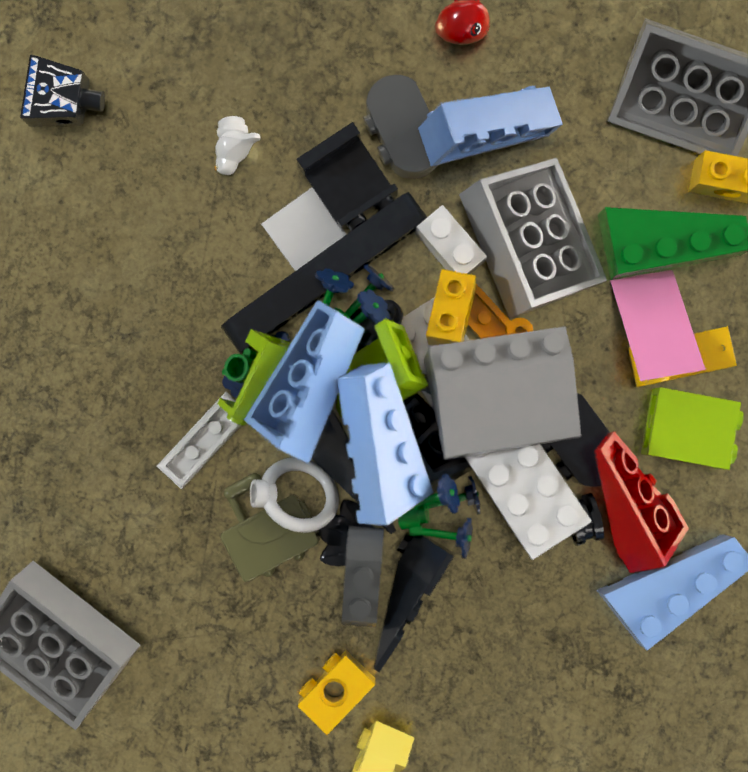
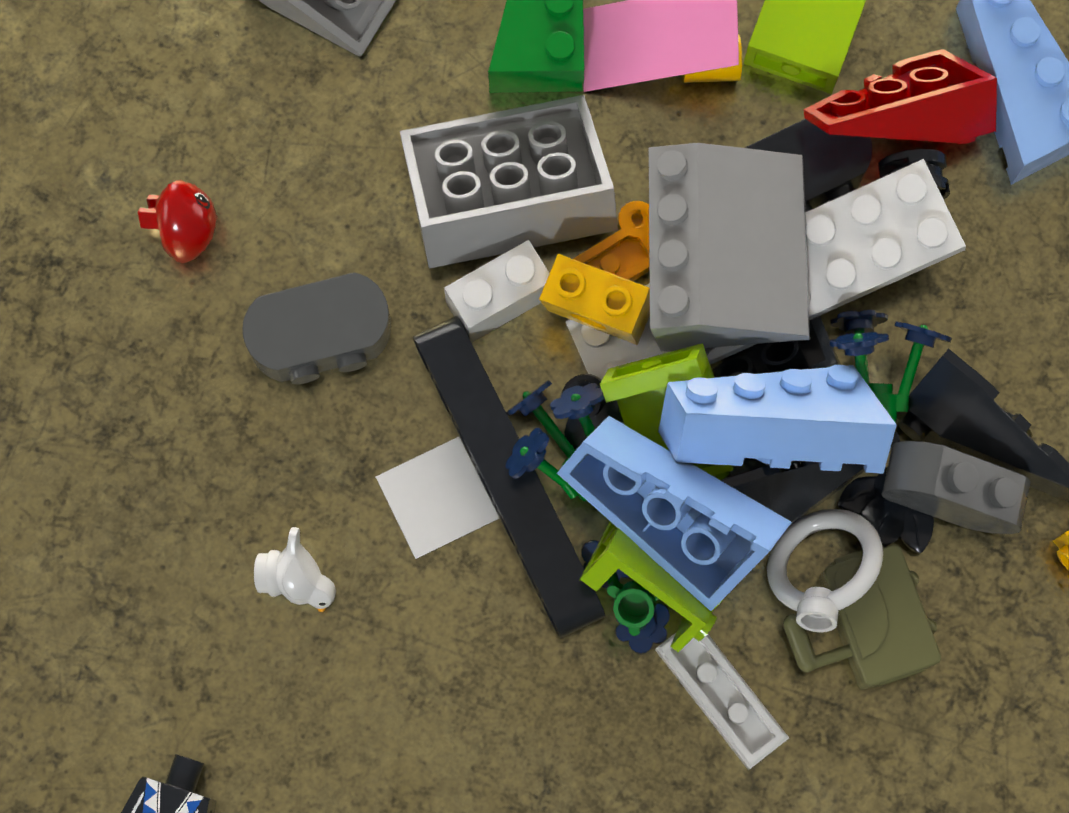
camera: 80 degrees left, 10 degrees down
(346, 178) = (378, 421): black panel -> none
(488, 123) = (341, 205): medium blue wedge -> none

